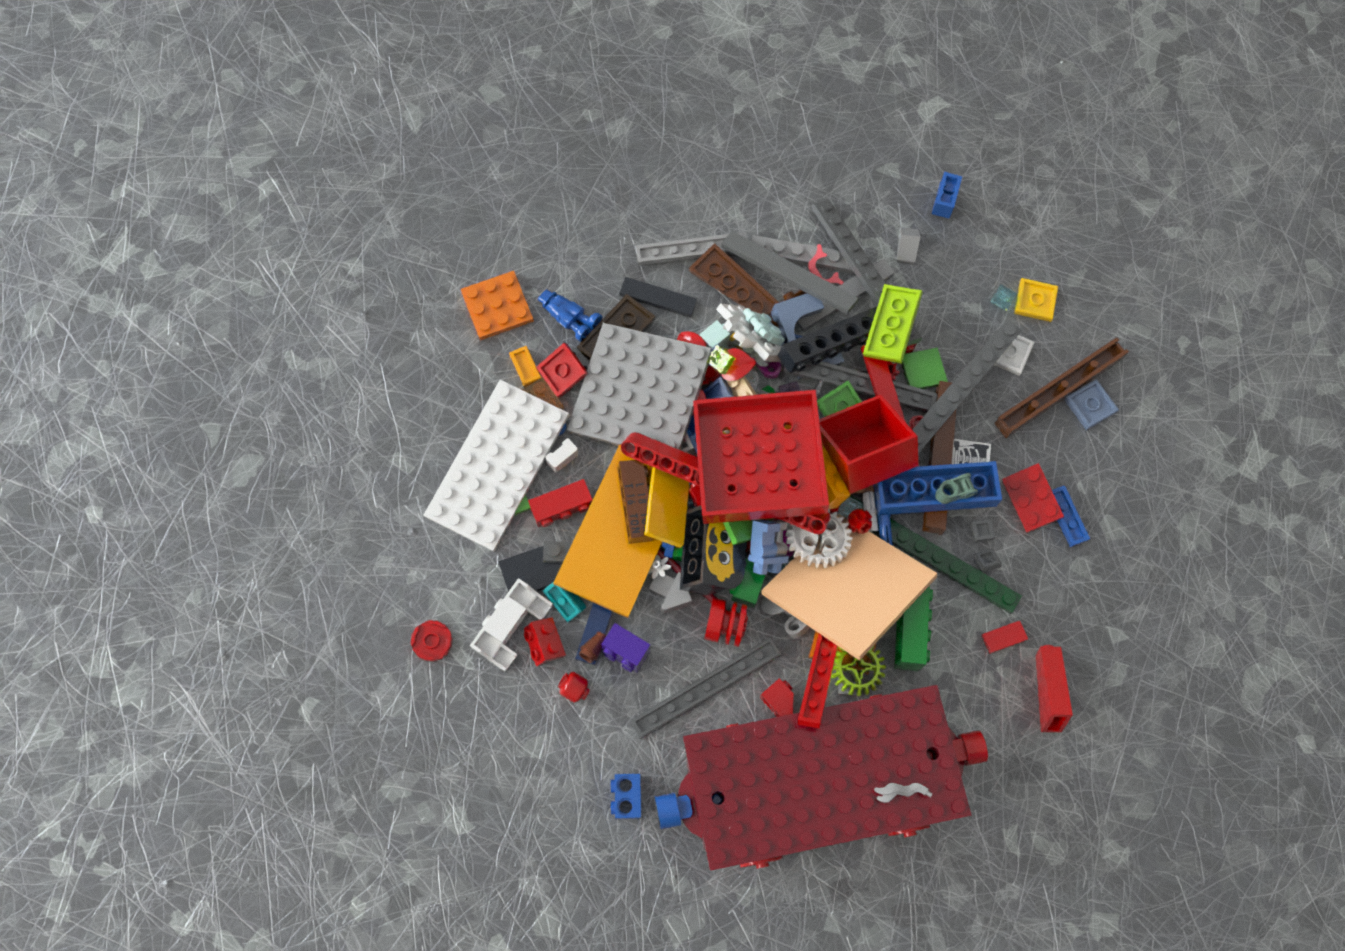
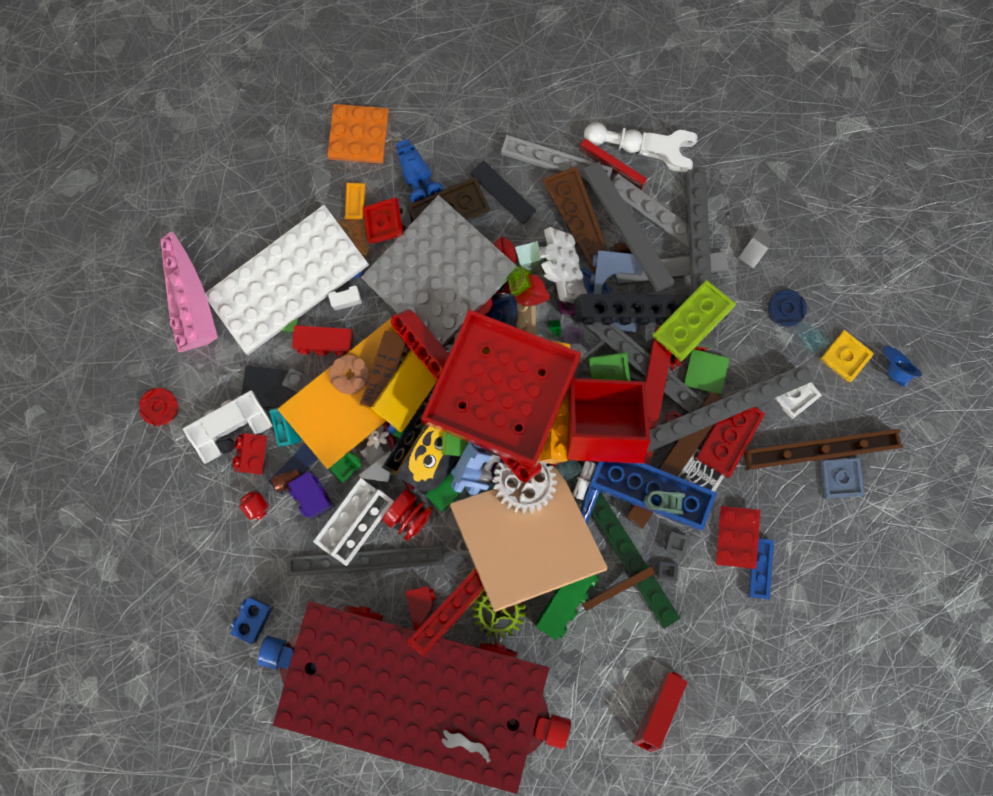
camera: 30 degrees right, 10 degrees up
(409, 526) = (186, 298): none -> bright pink wedge
(517, 644) = (227, 445): none -> black hinge
(601, 529) = (356, 366): none -> nougat plate
(643, 608) = (345, 467): none -> green bracket
(678, 653) = (353, 521): none -> white brick
(725, 226) = (606, 159): none -> red tile
(764, 327) = (578, 266): light aqua plate -> none
(766, 198) = (649, 144): none -> white piece
(812, 267) = (656, 237): coral helmet -> none
(859, 521) = (568, 485): red gear -> none
(946, 195) = (817, 218): blue brick -> none
(953, 593) = (619, 587): none -> reddish brown tile
(962, 283) = (787, 308): none -> dark blue tile
(977, 419) = (729, 441): none -> red tile
(1004, 637) = (645, 646): red tile -> none
(1086, 288) = (900, 367): none -> blue piece

